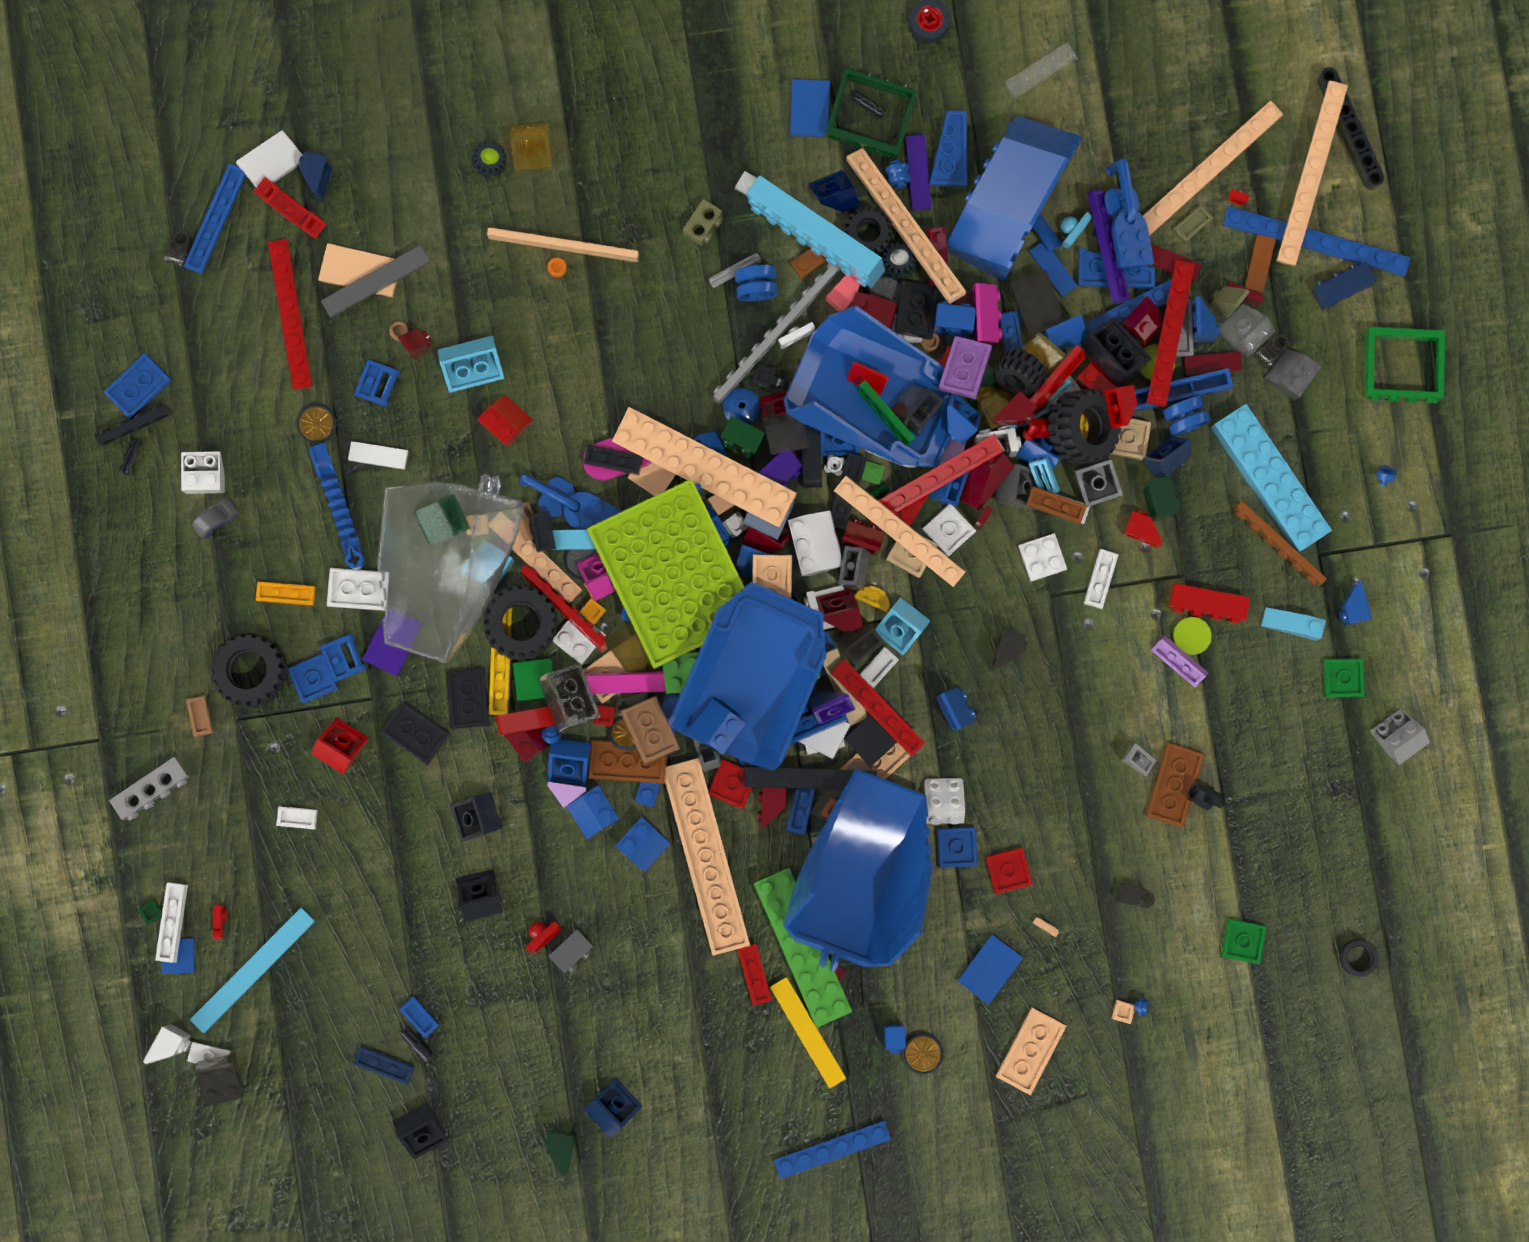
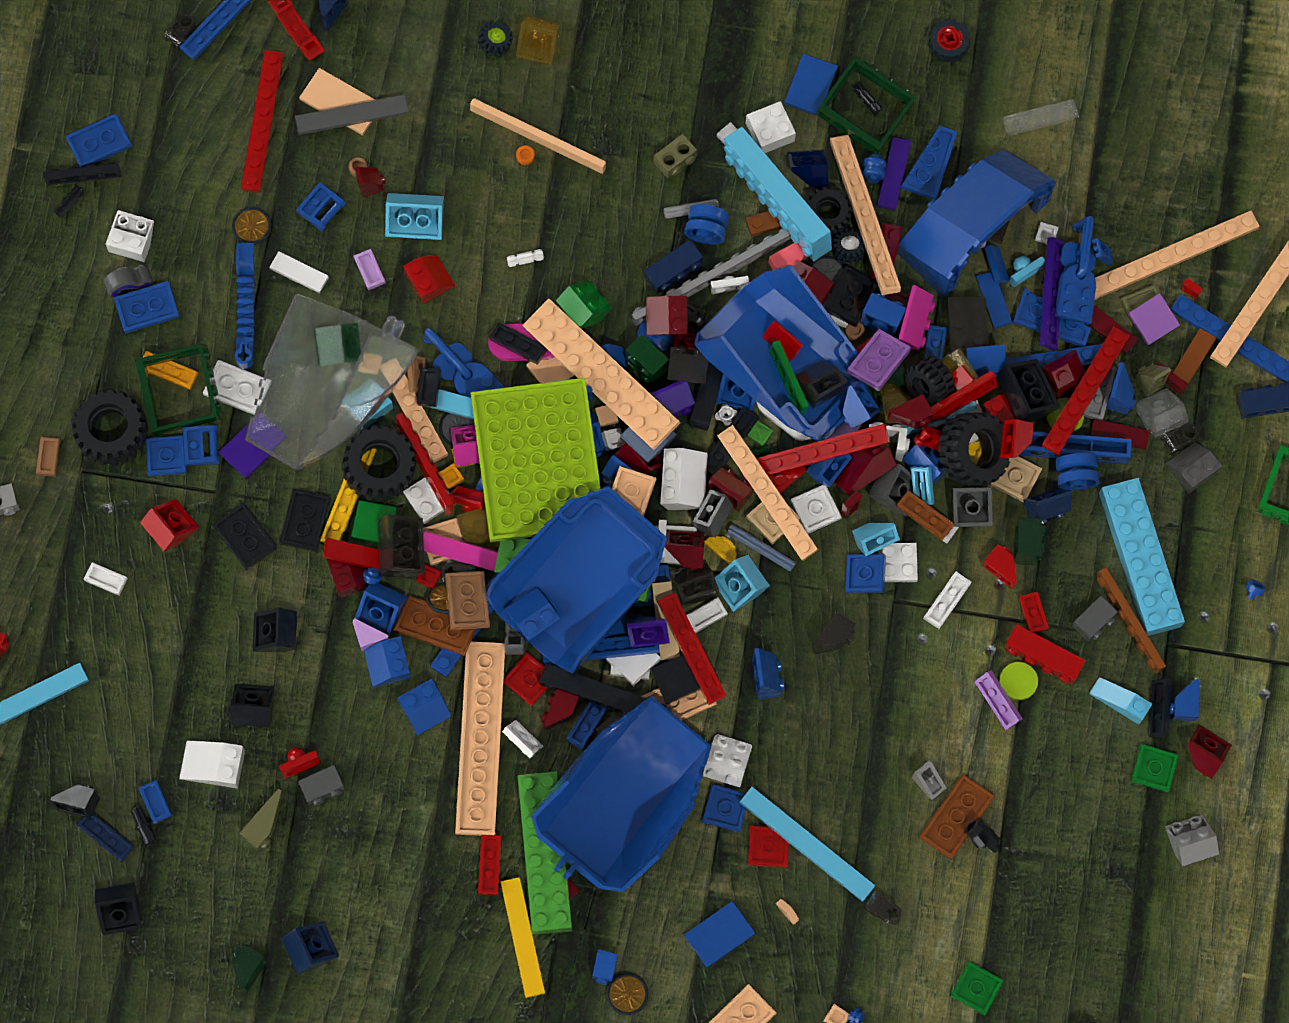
camera: 20 degrees right, 10 degrees down
(242, 538) = (146, 307): none -> blue plate
(275, 626) = (143, 363): none -> dark green window
(346, 1042) = (77, 801): none -> slope
(445, 430) = (369, 269): none -> lavender tile
(460, 963) = (212, 763): none -> white slope
(528, 1008) = (262, 825): none -> olive slope
(591, 371) = (526, 257): none -> white axle
(617, 628) = (468, 498): none -> red tile
(664, 401) = (584, 304): none -> green brick
(737, 335) = (673, 267): none -> dark blue brick
(746, 844) = (523, 739): none -> white plate
(747, 387) = (666, 315): none -> dark red slope
(785, 164) = (770, 127): none -> white brick
(908, 584) = (761, 547): none -> sand blue axle
(1014, 541) = (875, 536): none -> medium azure slope
(1016, 579) = (865, 573): none -> blue tile
(1044, 857) = (807, 844): none -> medium azure tile
(1050, 360) = (962, 377): none -> tile
(1082, 185) = (1046, 231): none -> white tile
(1147, 191) = (1101, 249): none -> blue tile
(1186, 565) = (1033, 612): none -> red plate
(1211, 239) = (1153, 319): none -> medium lavender tile
(1245, 553) = (1094, 619): none -> dark grey brick
(1334, 623) = (1160, 708): none -> black tile
(1390, 646) = (1207, 751): none -> dark red slope

